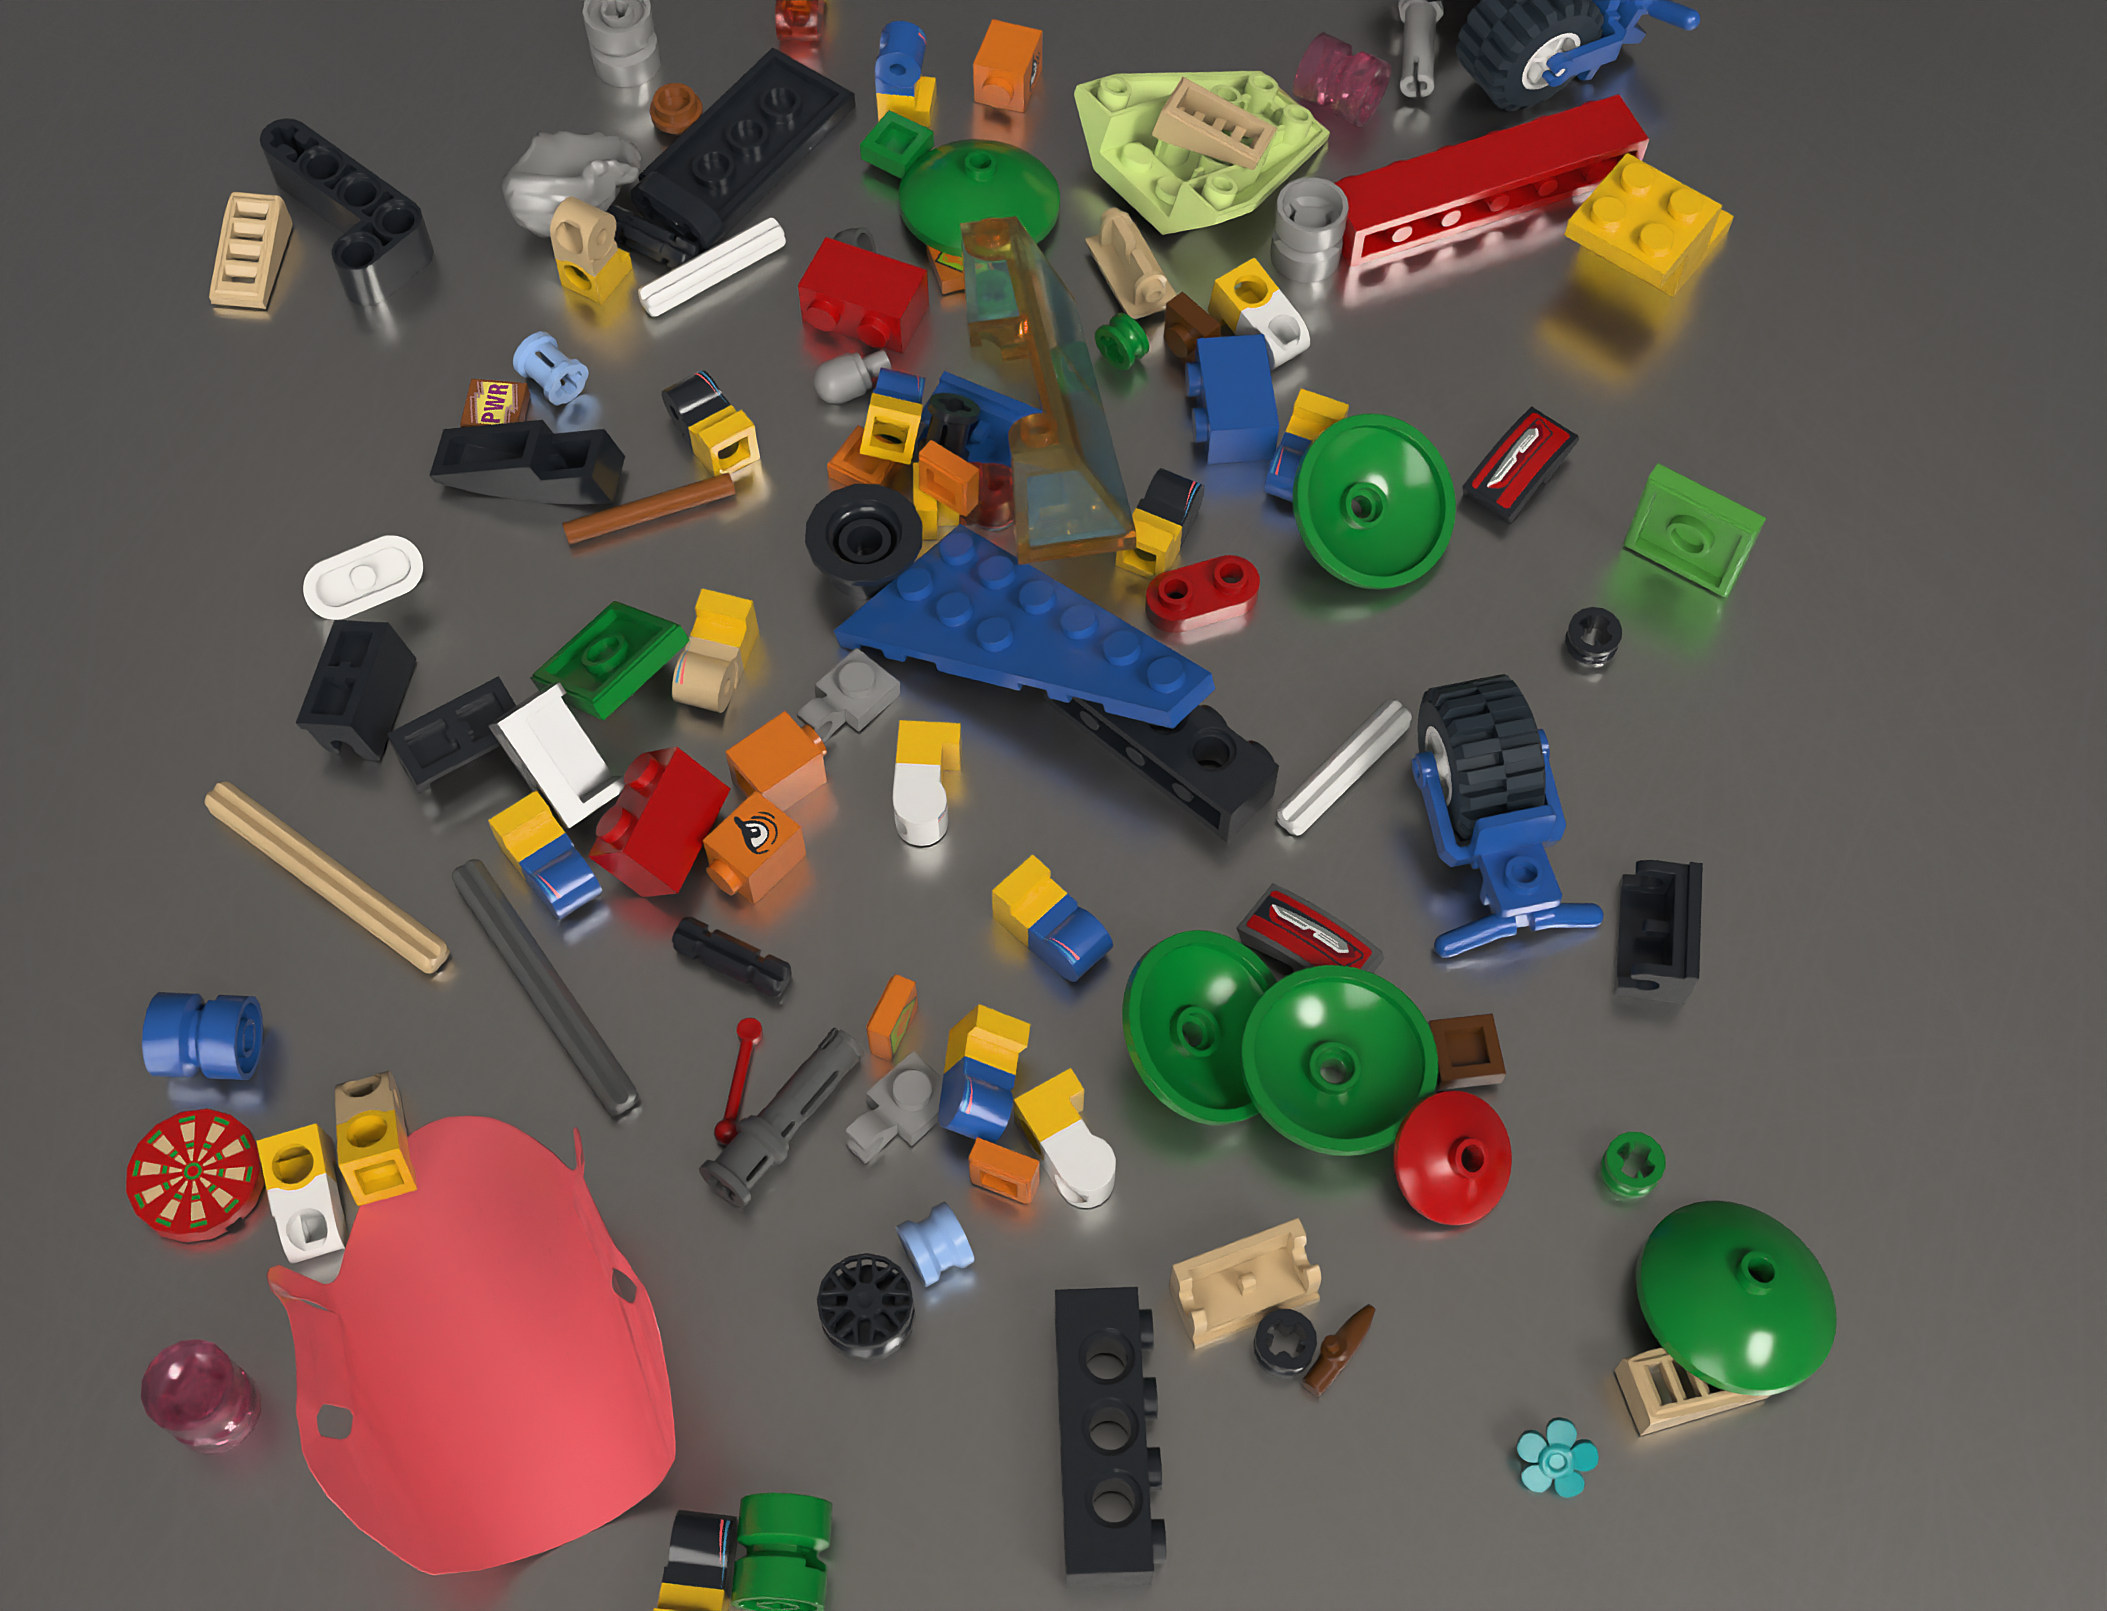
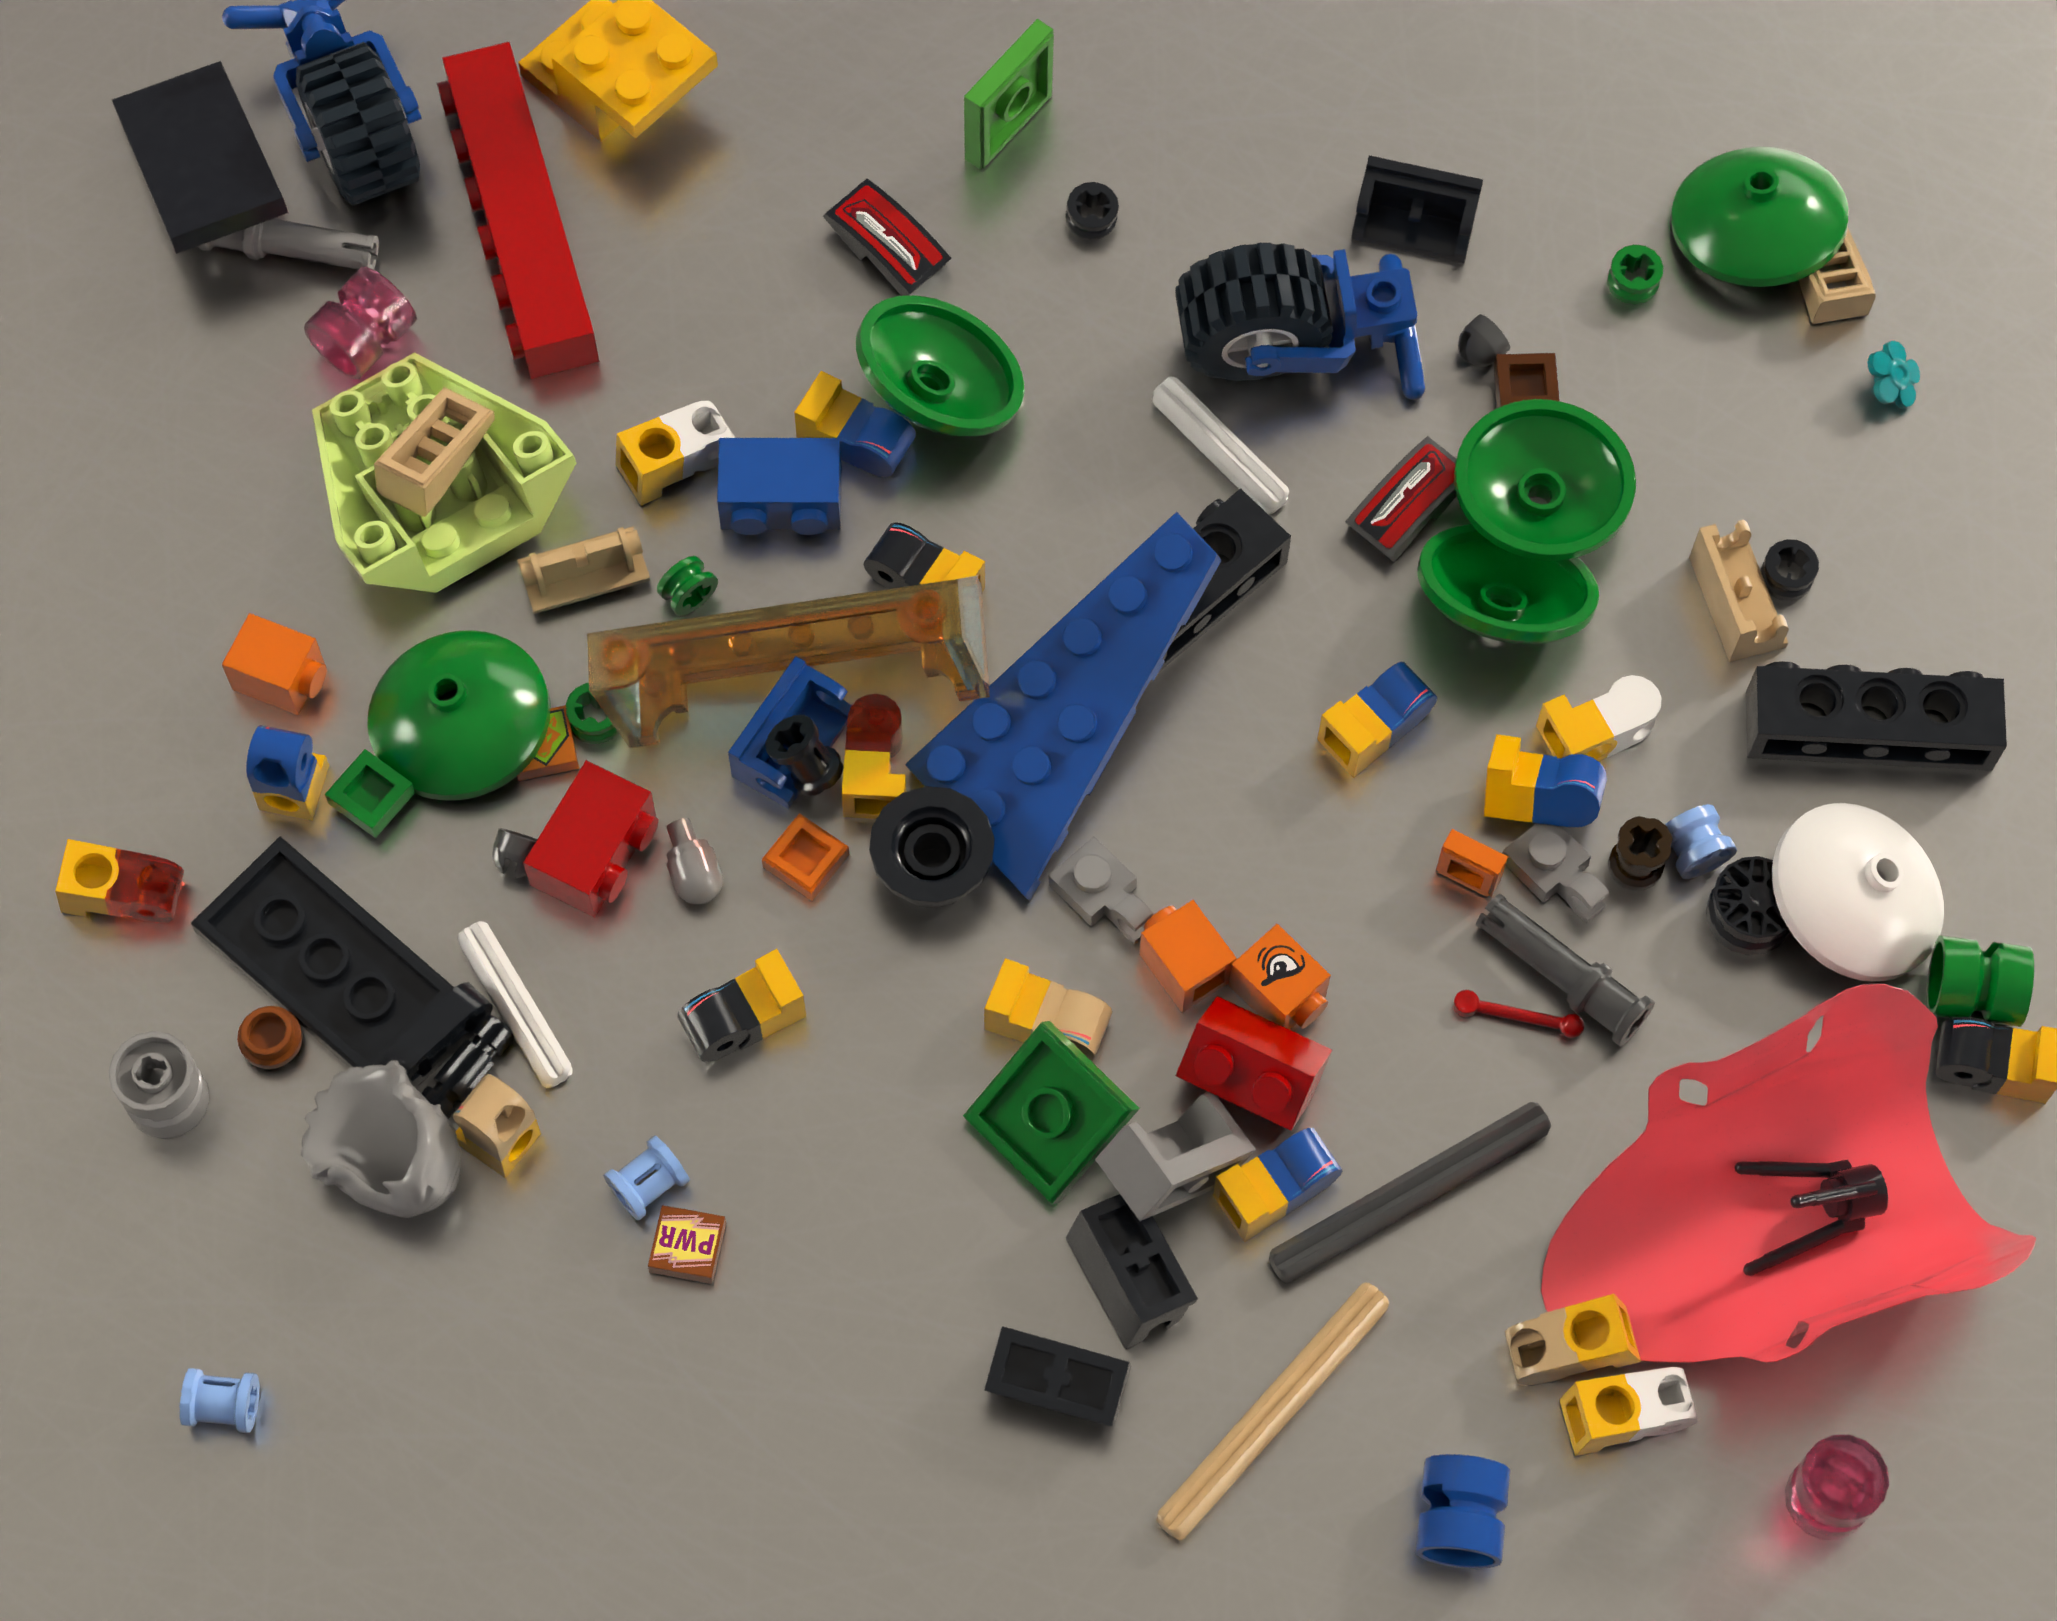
camera: 85 degrees left, 5 degrees up
(195, 1175) = (1598, 1524): red tile -> none
(250, 217) = (397, 1502): tan slope -> none
(363, 577) = (925, 1366): white brick -> none
(367, 115) = (219, 1400): none -> light blue bush
(381, 227) = (367, 1421): black beam -> none
(528, 1411) = (1846, 1194): none -> plant
(530, 463) = (774, 1206): black slope -> none
(648, 508) = (841, 1082): dark orange bar -> none
(731, 956) = (1390, 1013): black axle -> none
(876, 1364) = (1839, 903): none -> white dish
(894, 411) = (767, 813): yellow leg -> none
(918, 788) = (1213, 823): leg -> none
(920, 1165) = (1640, 835): none -> dark brown bush
(948, 478) = (887, 749): orange tile -> none
(1004, 1171) = (1630, 777): orange tile -> none
(1185, 324) = (686, 516): reddish brown plate -> none
(1205, 594) = (1008, 544): red plate -> none
(1308, 229) = (572, 382): light grey wheel -> none
(1338, 1350) = (1794, 527): reddish brown helmet -> none
(1430, 1157) = (1631, 408): red dish -> none
(1511, 1006) = (1482, 341): none -> dark grey hinge

